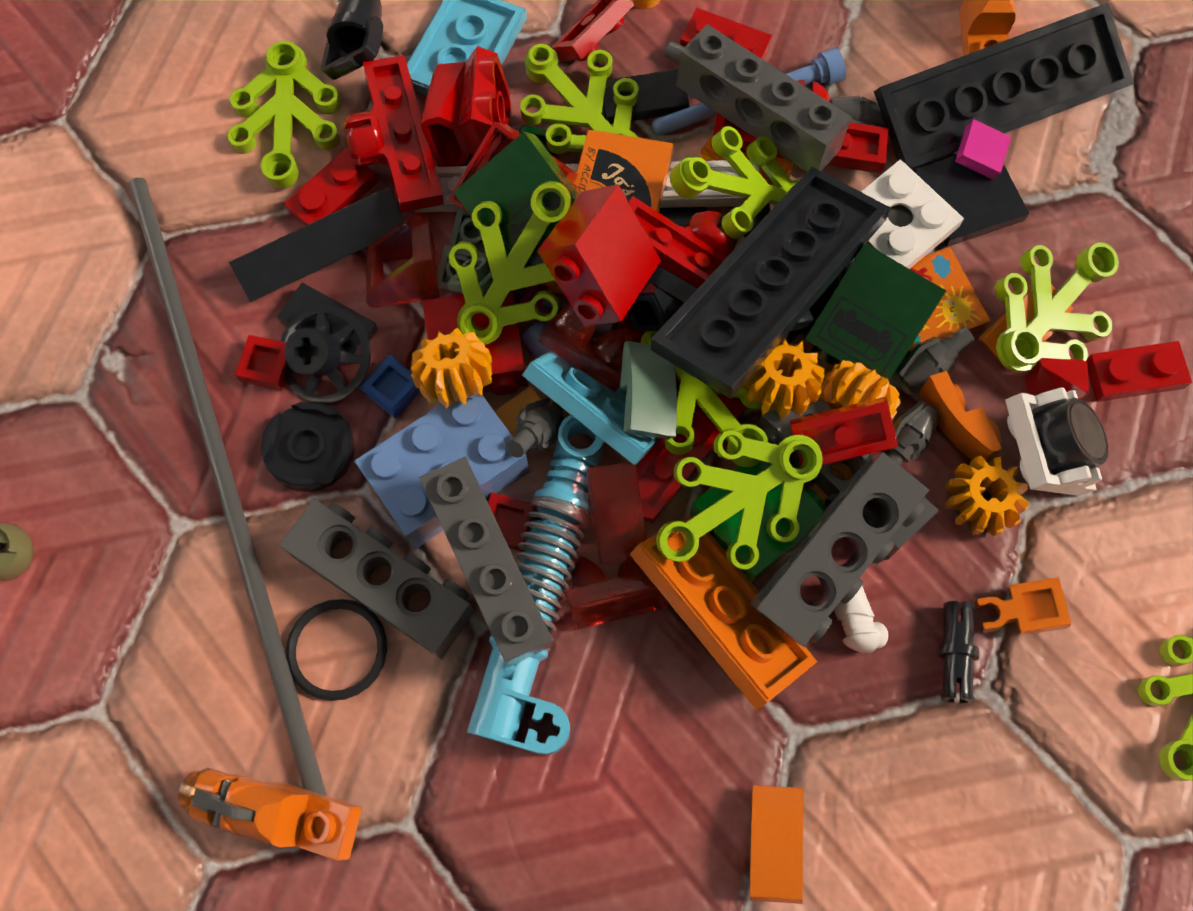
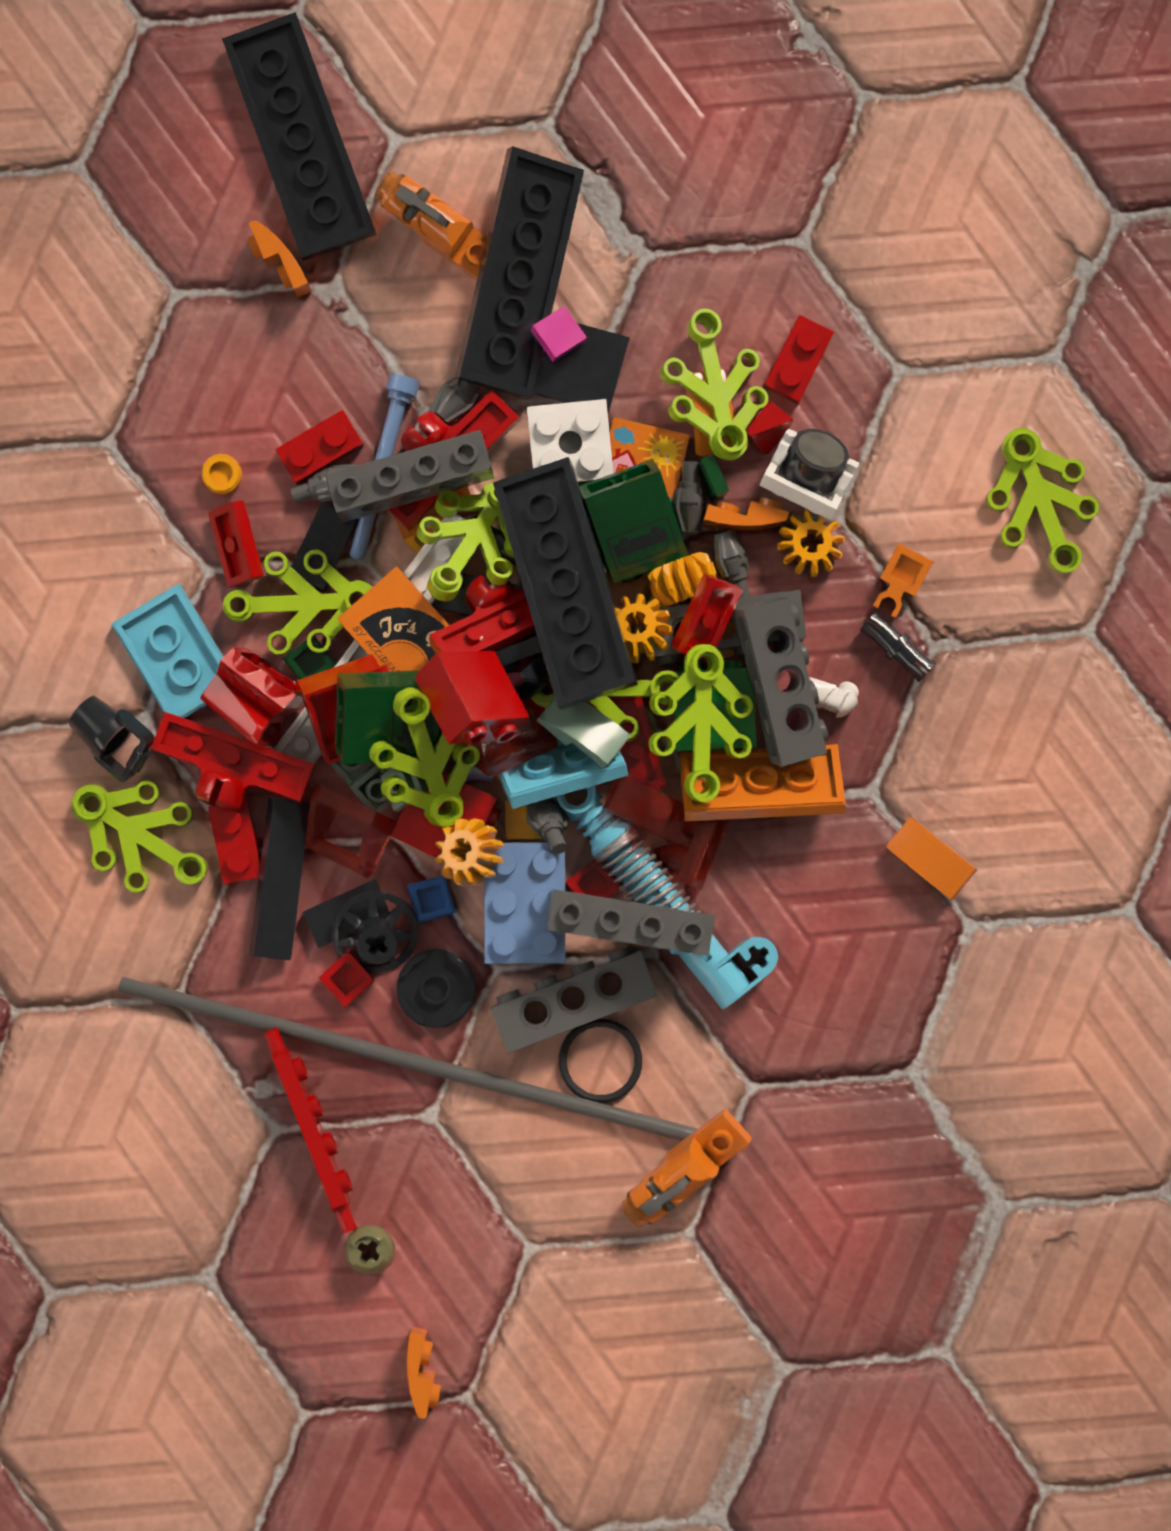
camera: 55 degrees left, 15 degrees up
(91, 423) = (320, 1144): none -> red plate
(971, 362) = (712, 478): none -> dark green tile

